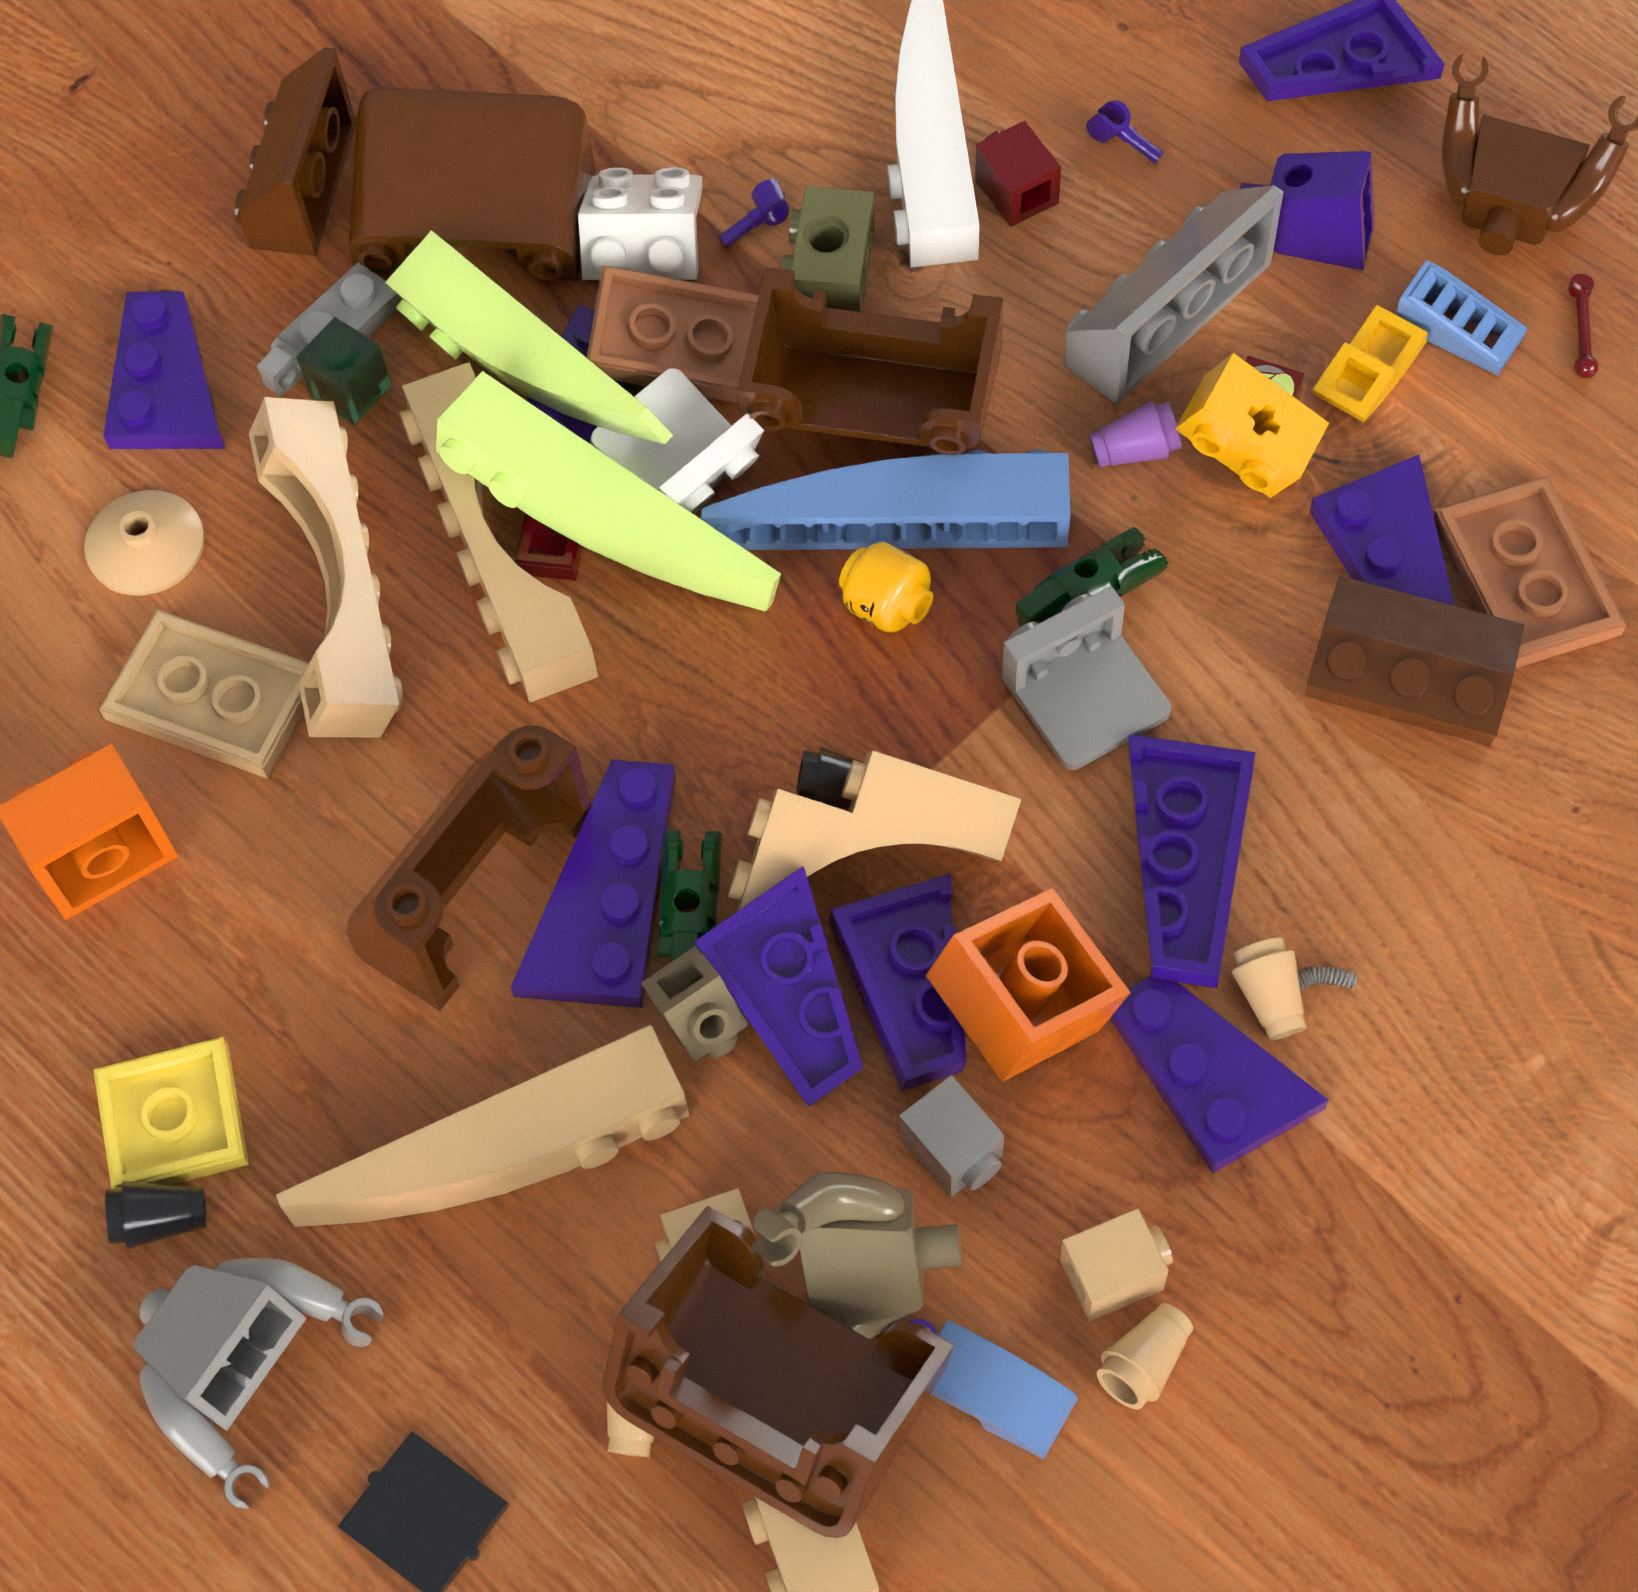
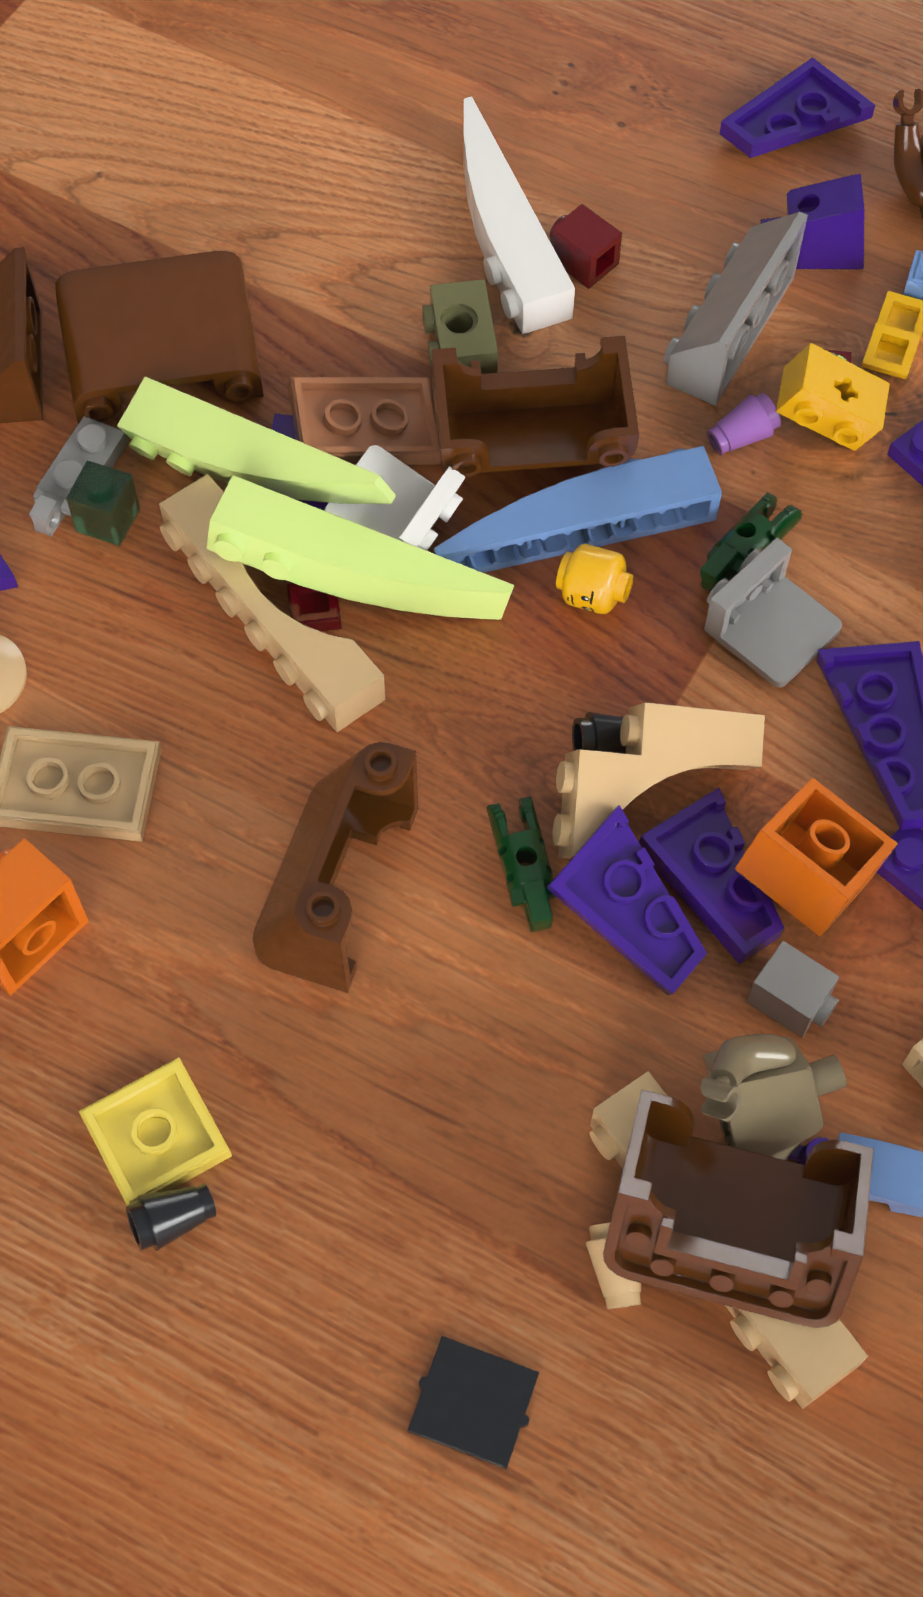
camera: 20 degrees left, 0 degrees up
(216, 1343) = (266, 1307): light grey torso -> none
(304, 465) = (95, 582): tan arch -> none
(506, 1141) = (445, 1081): tan slope -> none
(604, 905) = (454, 877): dark purple wing -> none
(641, 223) = (305, 340): white bracket -> none
(703, 1014) = (573, 943): dark tan brick -> none
(770, 209) = (400, 310): dark purple hand -> none
(1114, 121) = (643, 192): dark purple hand -> none

